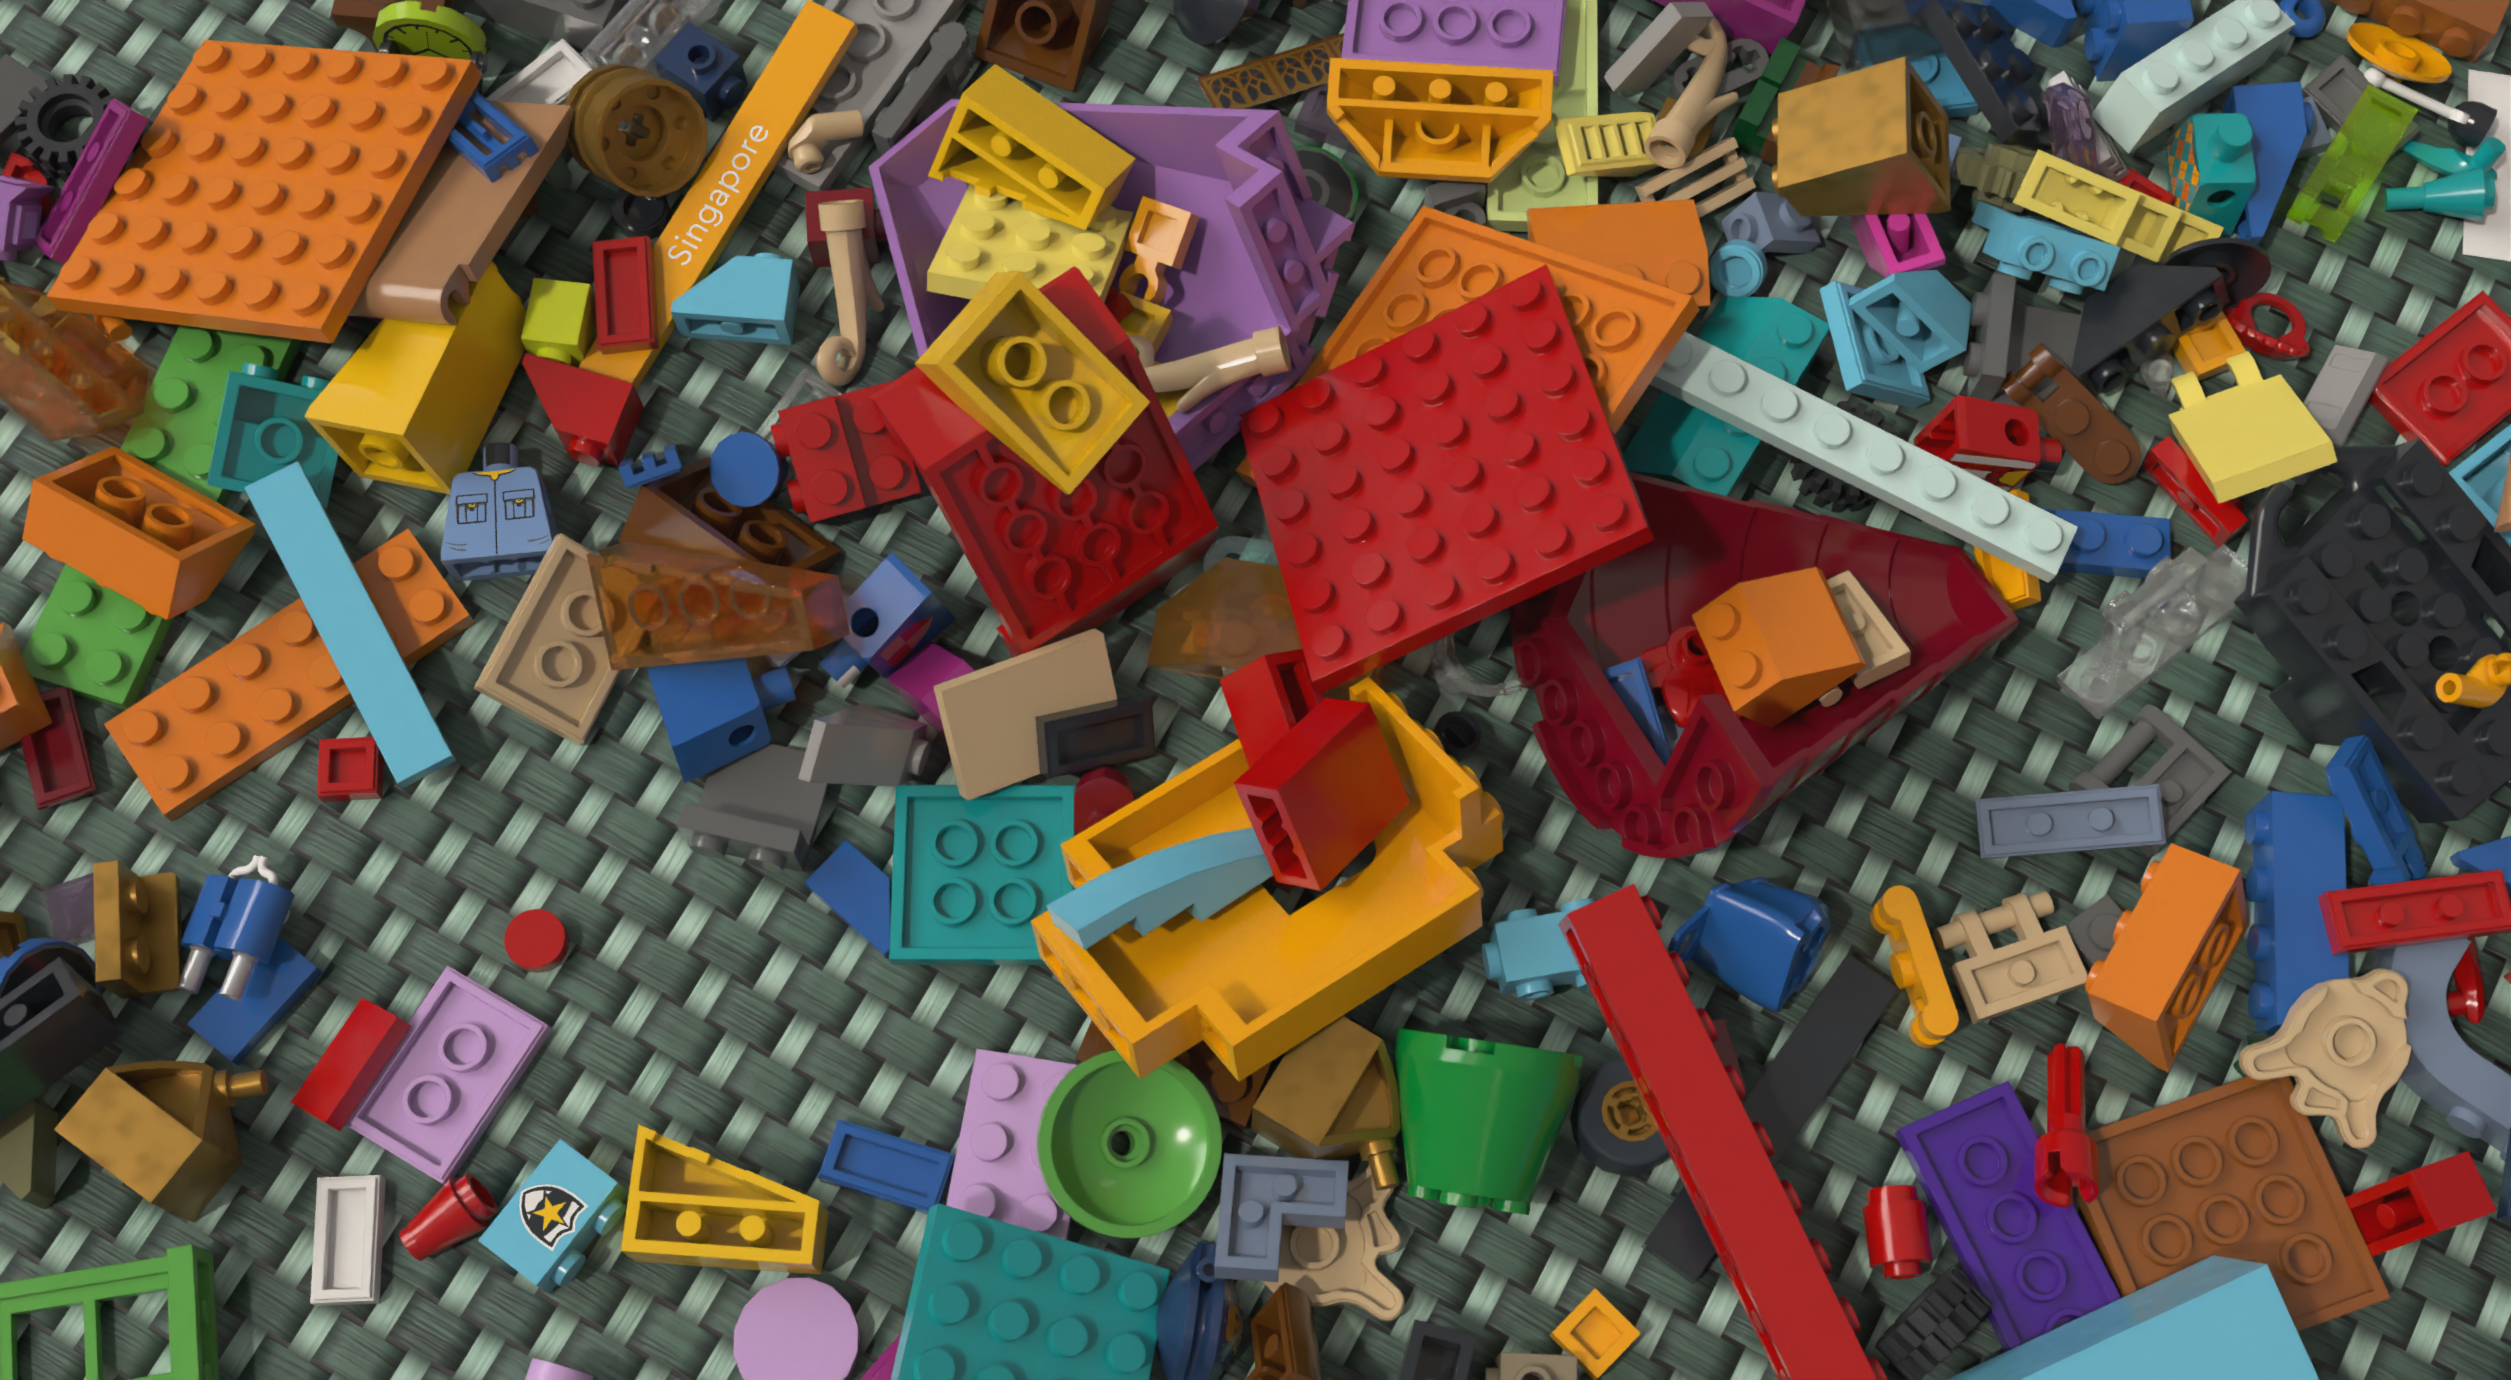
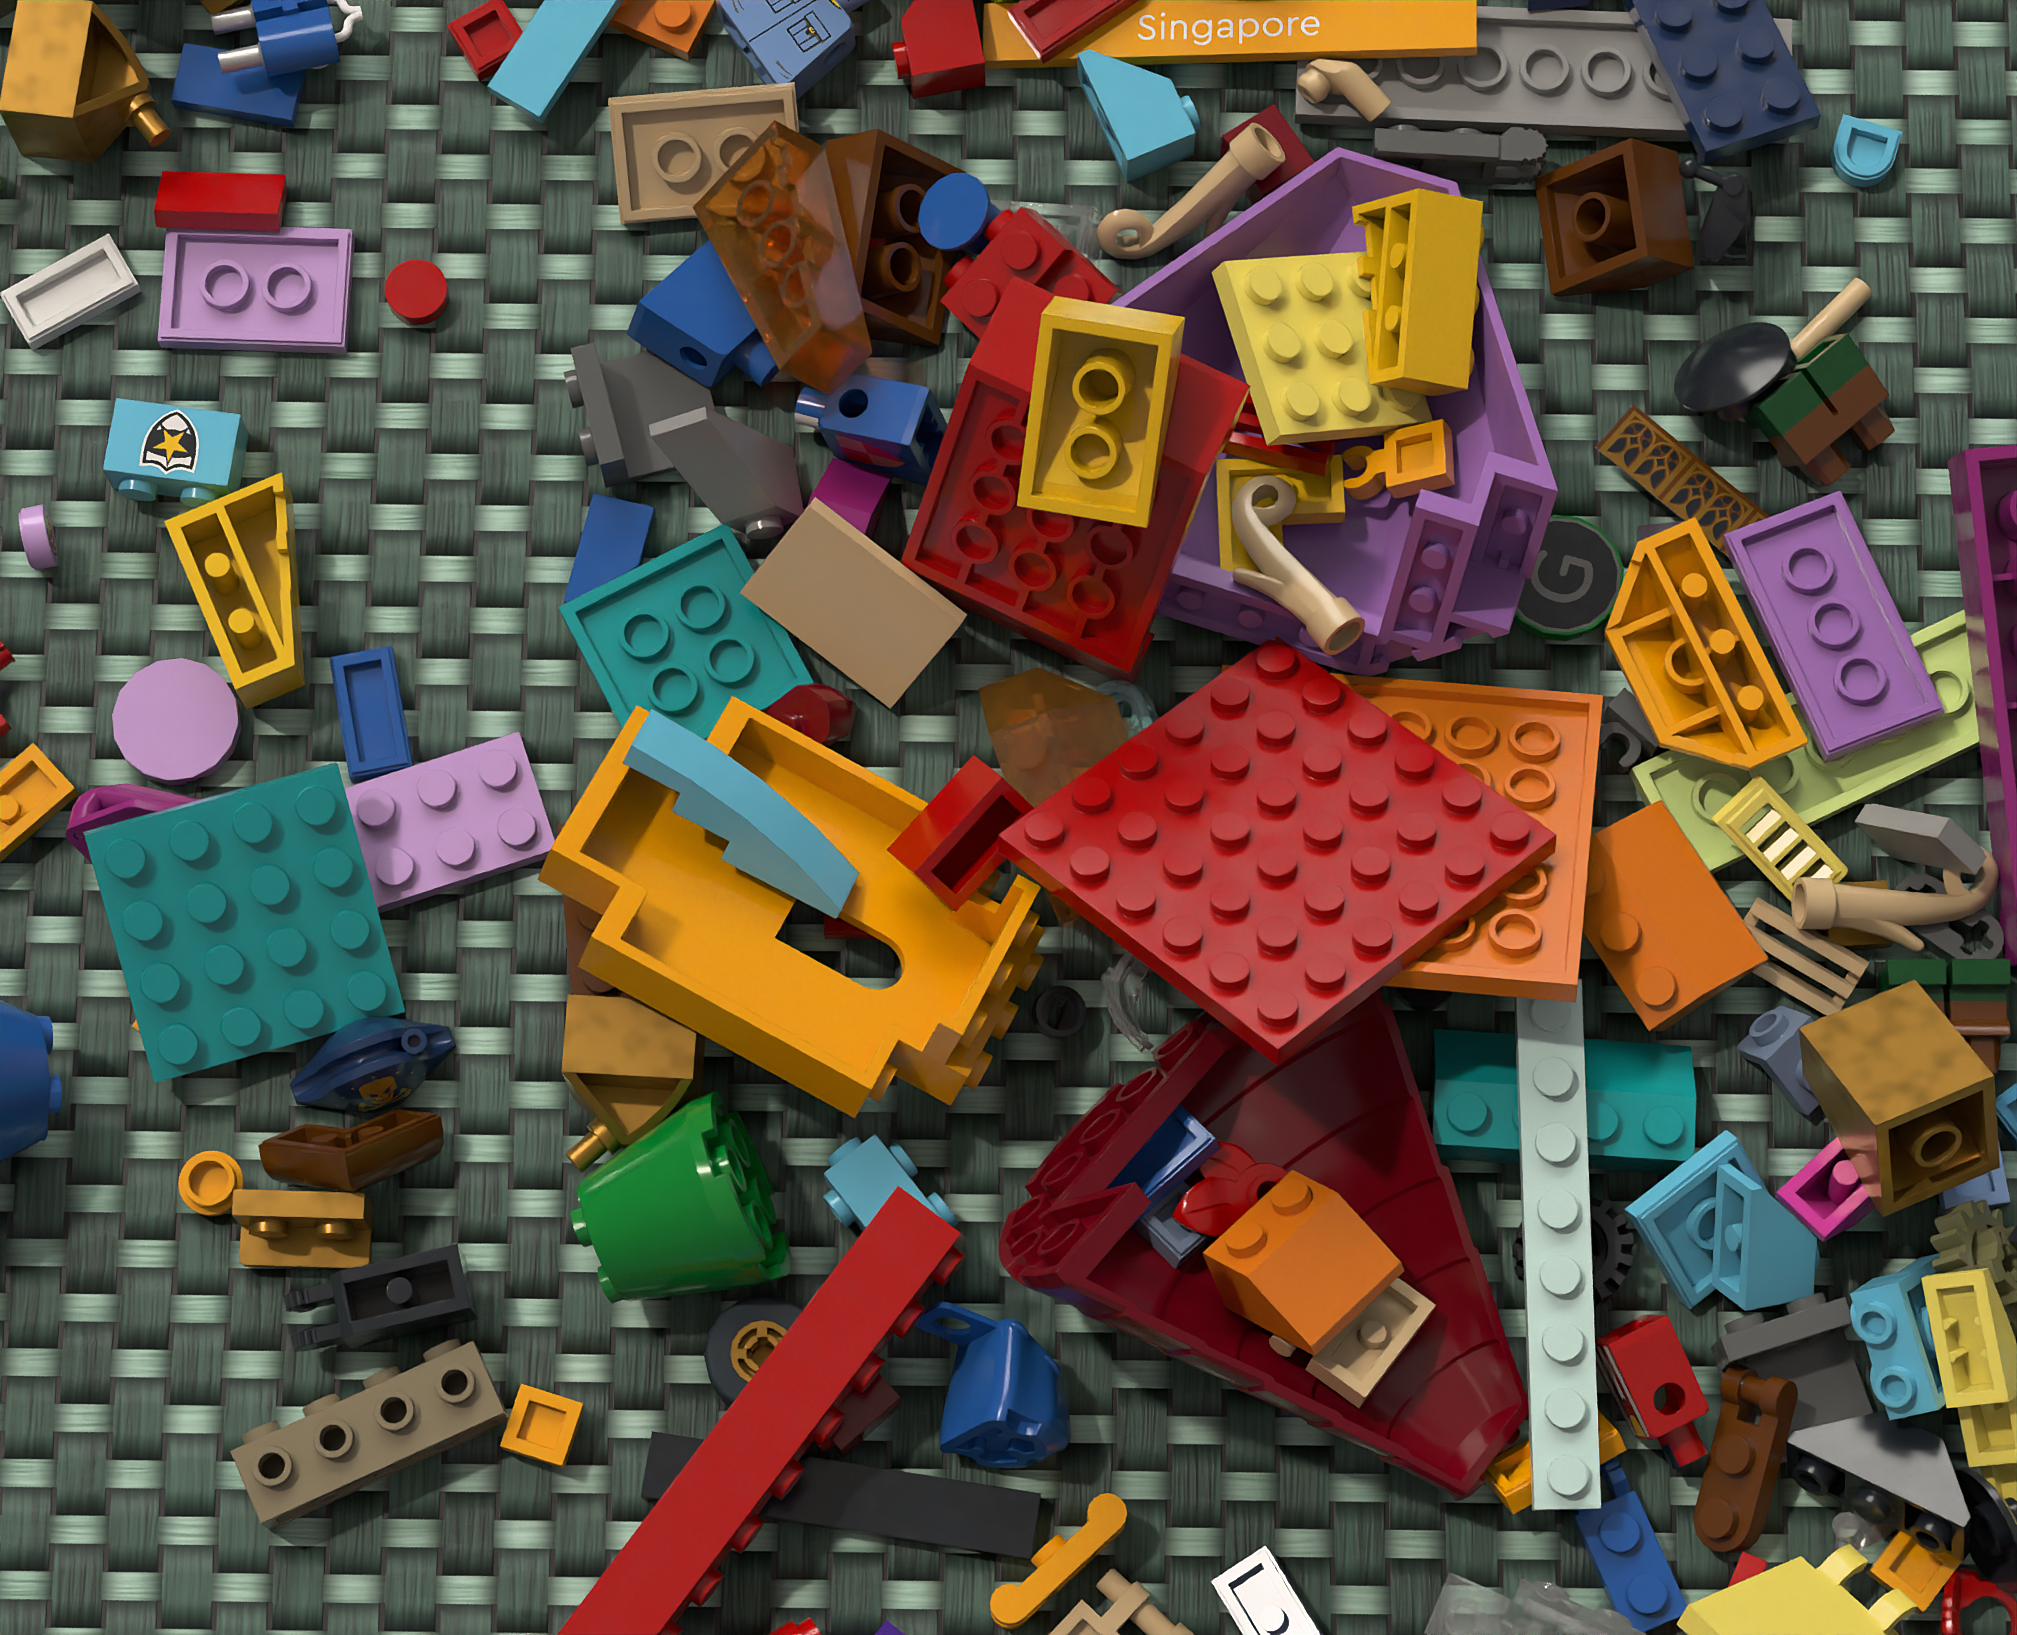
camera: 65 degrees right, 5 degrees up
(449, 1217) = (132, 364): red cone -> none
(652, 468) = (920, 129): blue tile -> none
(1095, 735) = (870, 675): black tile -> none
(1169, 1156) = (449, 919): bright green dish -> none
(1264, 1195) = (502, 1053): sand blue plate -> none
(1322, 793) = (896, 901): red brick -> none
(1341, 1263) = (501, 1141): tan tile -> none
(1737, 268) = (1723, 1044): medium azure tile -> none

